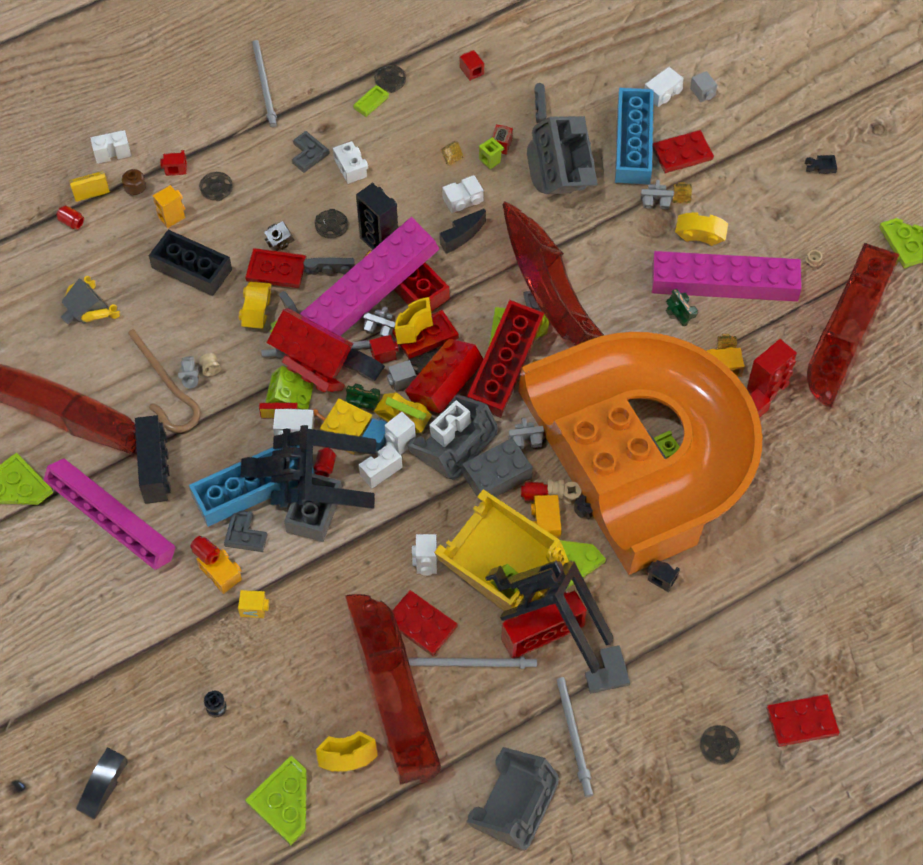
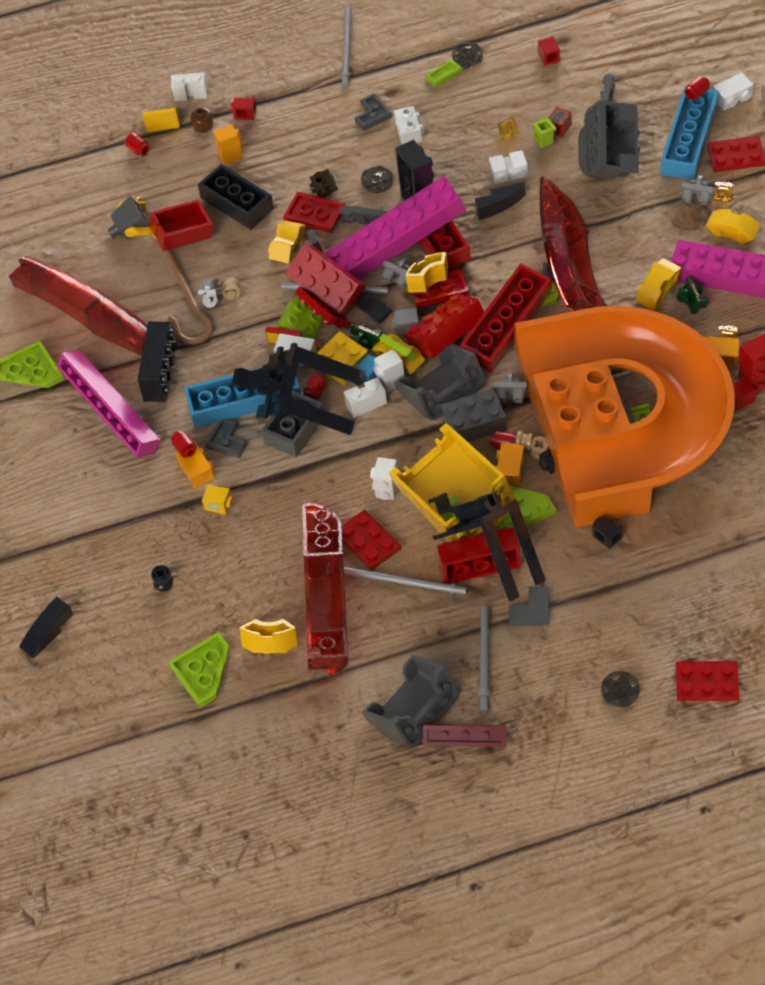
camera: 20 degrees right, 5 degrees down
(140, 302) = (180, 225): none -> red piece
(216, 187) = (278, 134): clear smoke wheel -> none
(383, 349) = (395, 296): red brick -> none
(452, 419) = (437, 367): white brick -> none
(577, 826) = (464, 735): none -> dark red plate
(634, 89) = (697, 88): none -> red brick
(645, 300) = (658, 284): none -> yellow brick

